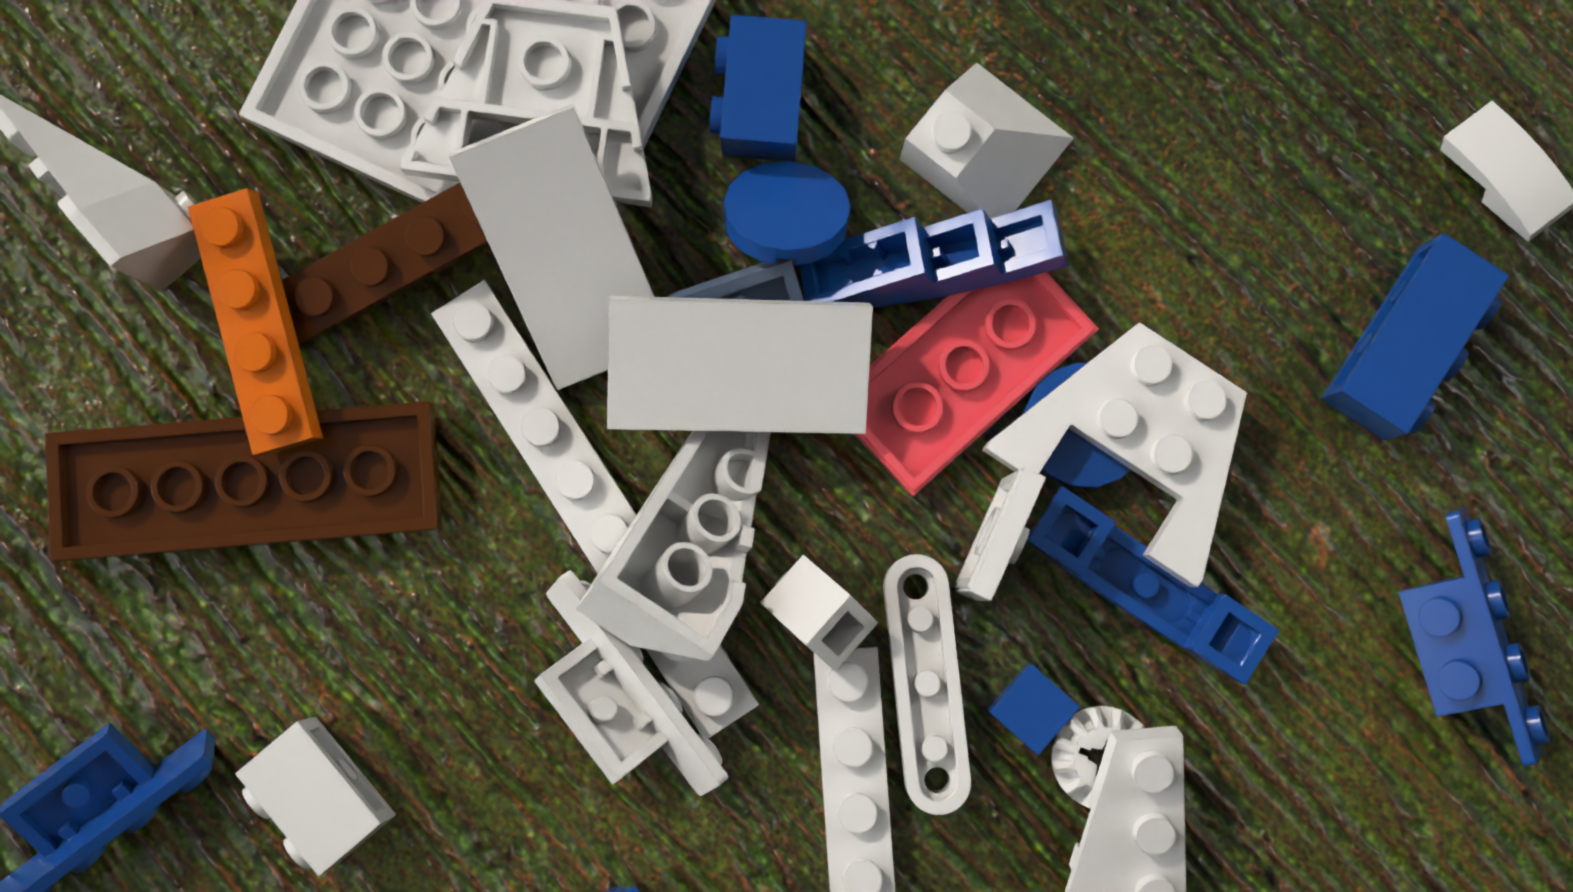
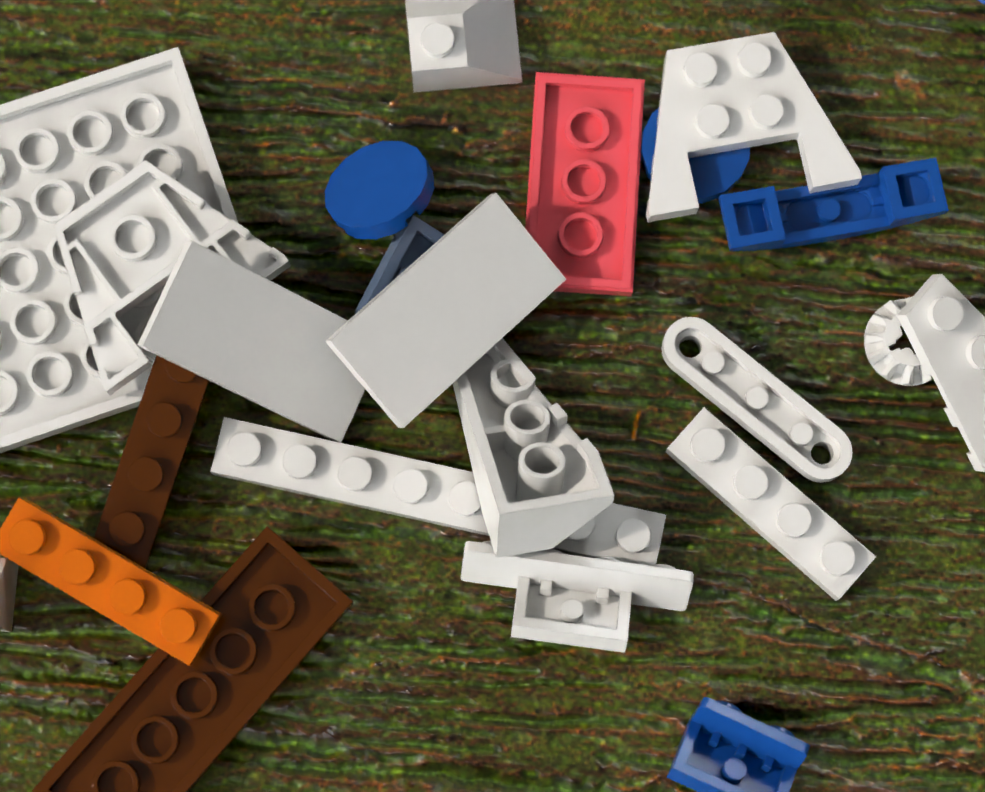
camera: 45 degrees left, 5 degrees down
(761, 87) = (285, 127): blue brick -> none
(819, 612) = (647, 417): white brick -> none
(938, 260) = (503, 131): blue slope -> none
(1000, 535) = (711, 261): white plate -> none
(1033, 708) = (836, 353): blue tile -> none

